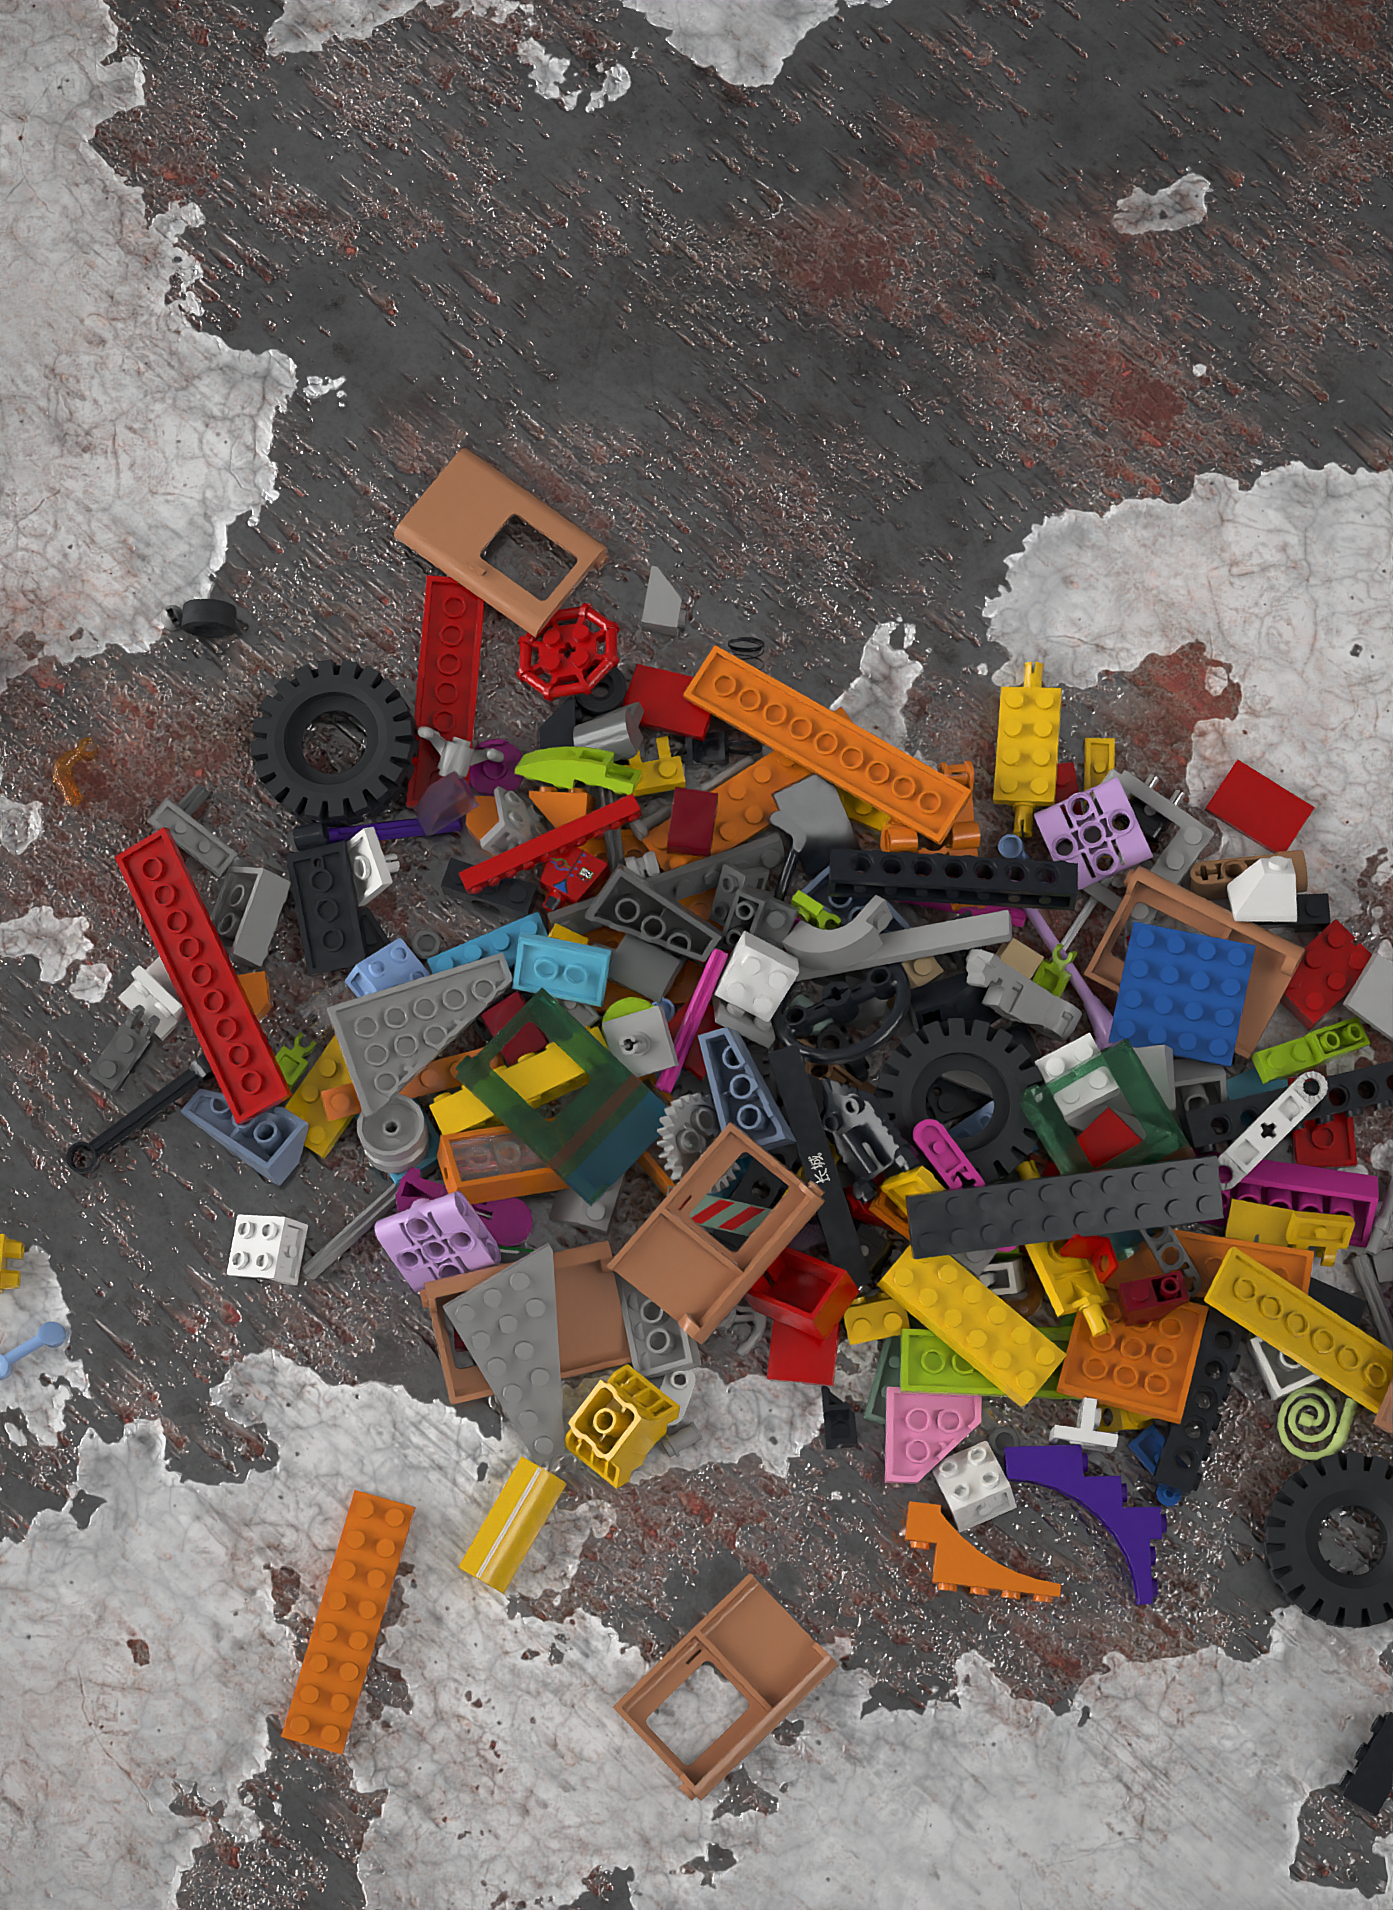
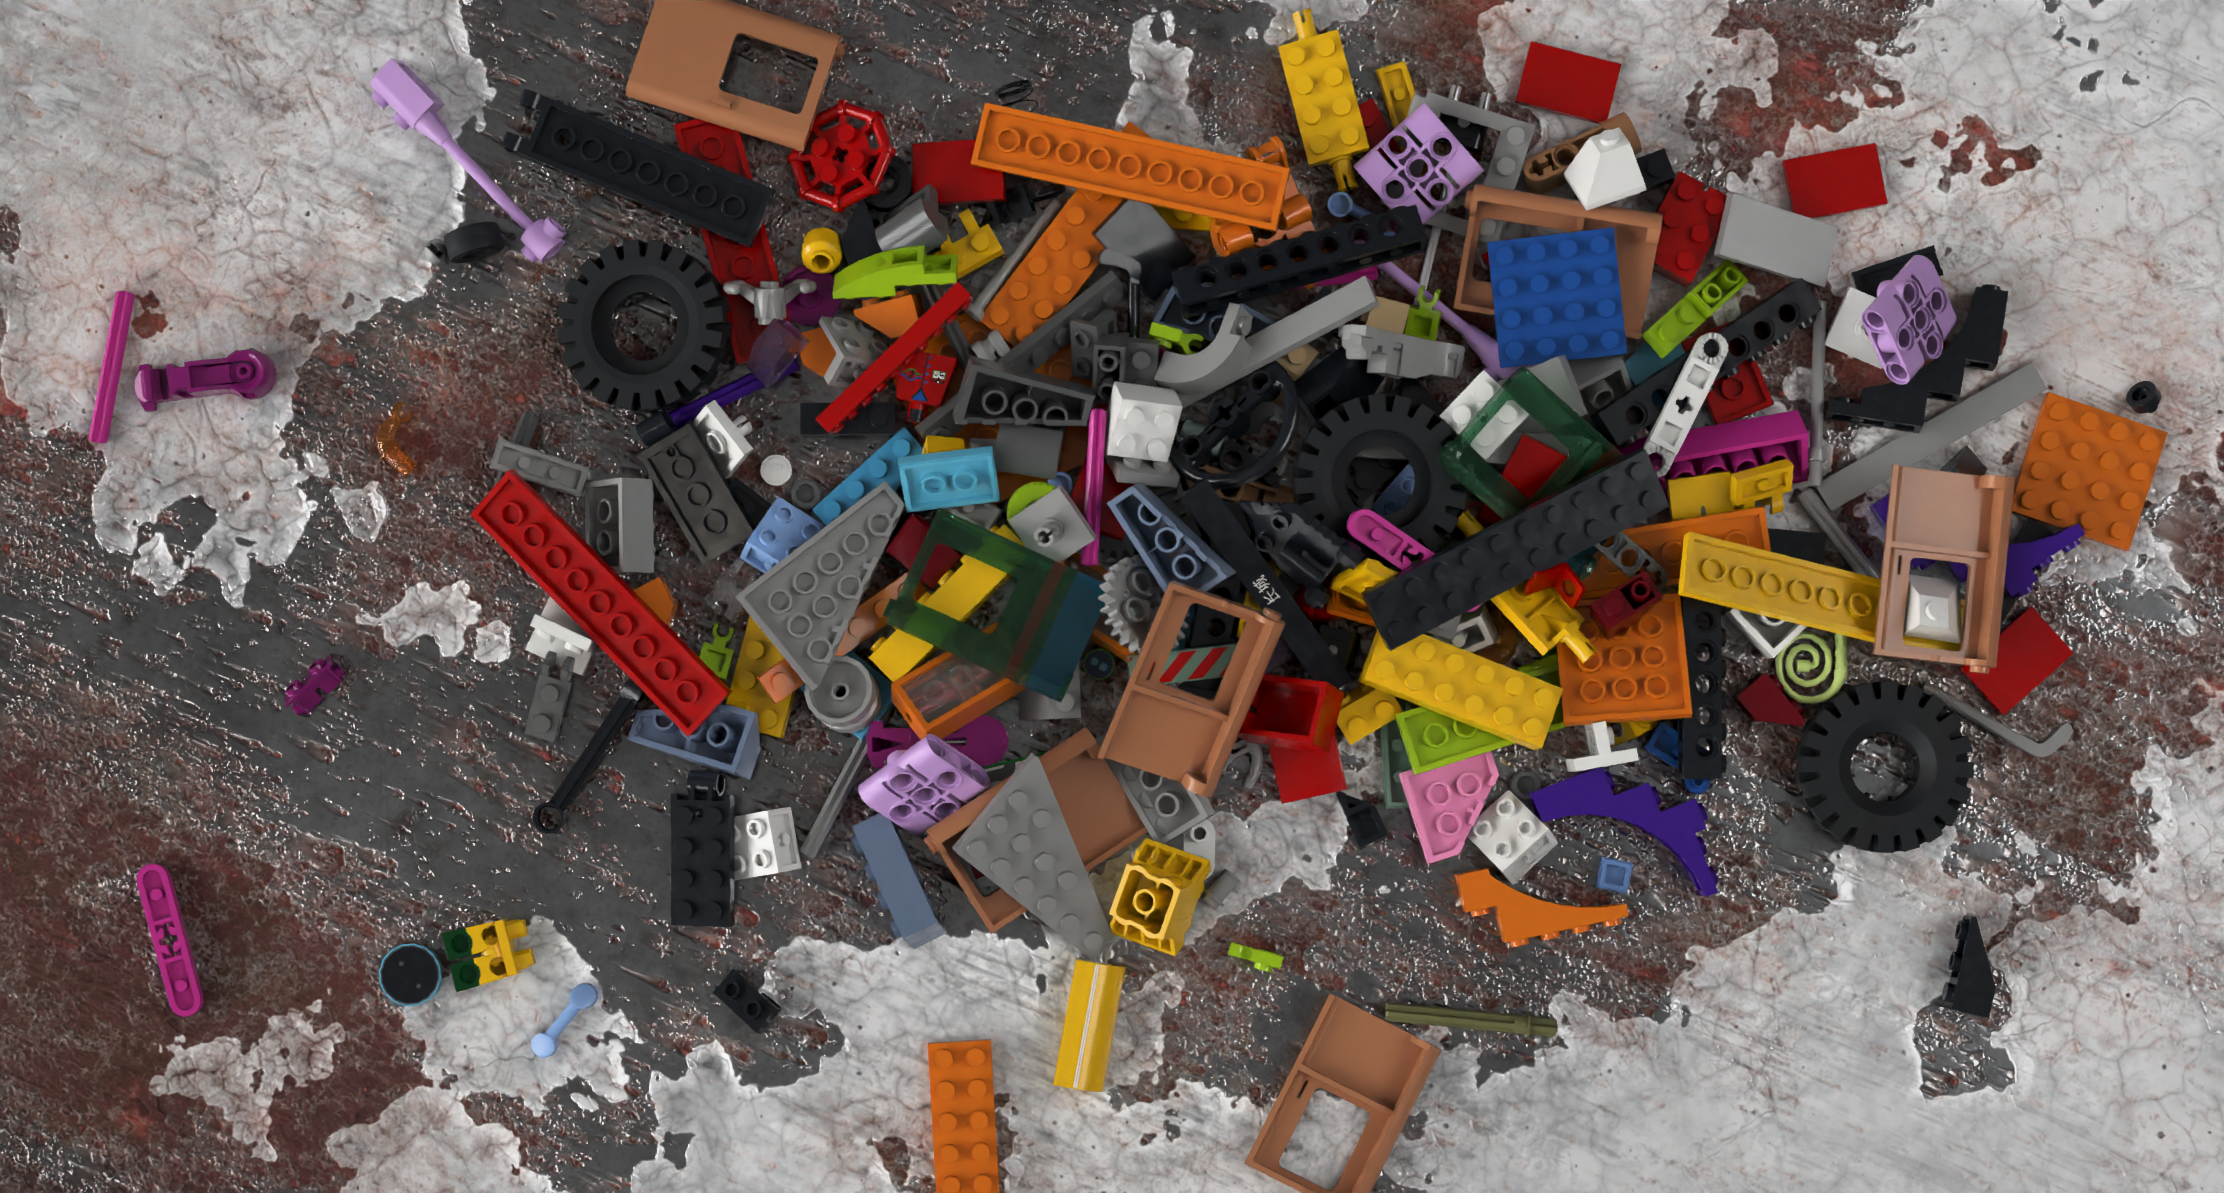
camera: 15 degrees left, 10 degrees up
(201, 1391) = (747, 1001): none -> black plate
(203, 487) = (417, 108): none -> lavender bar
(211, 1238) = (702, 853): none -> black hinge
(382, 1327) = (897, 880): none -> sand blue wedge
(385, 606) = (643, 170): none -> black hinge
(407, 914) = (776, 470): none -> white piece
(520, 729) = (821, 250): none -> yellow head
(641, 1191) = (1098, 664): none -> dark blue tile
(662, 606) = (917, 77): light grey slope -> none
(692, 822) = (1025, 289): dark red piece -> none
(698, 1520) = (1263, 959): none -> lime plate
(877, 1646) = (1471, 1019): none -> olive axle
(1060, 1556) = (1614, 875): none -> medium blue tile
(1258, 1442) = (1765, 702): none -> dark red slope

